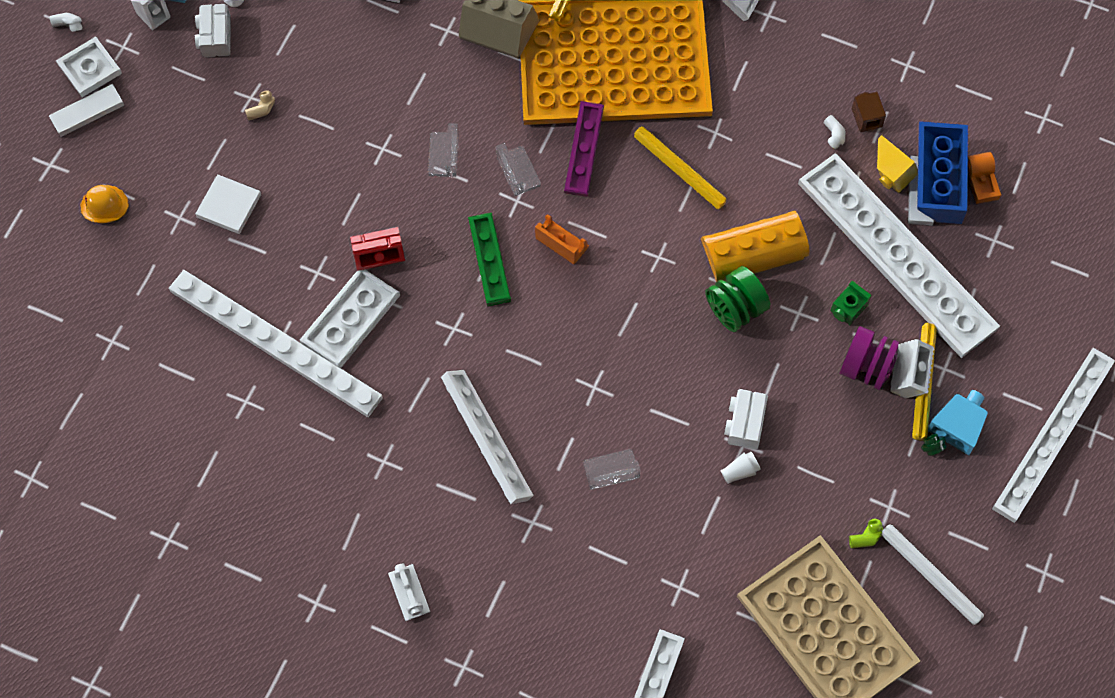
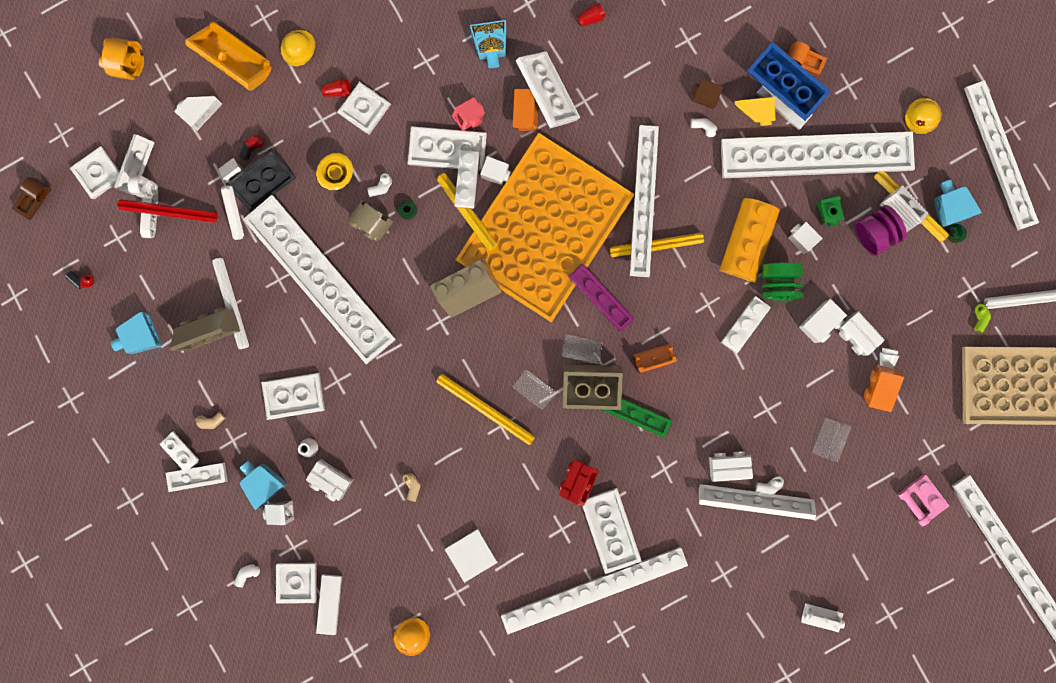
camera: 50 degrees left, 20 degrees up
(389, 122) = (485, 409): none -> yellow axle
(486, 196) = (592, 387): none -> dark tan slope
(504, 385) = (730, 467): none -> white brick
(512, 443) = (771, 487): none -> white arm
(628, 614) = (927, 495): none -> bright pink plate
(666, 304) = (745, 325): none -> white plate
(706, 477) = (883, 388): none -> orange brick
(711, 122) = (644, 201): none -> white plate
(729, 372) = (823, 321): none -> white brick
(802, 296) = (804, 237): none -> white brick
(1027, 330) = (923, 116): none -> yellow hat

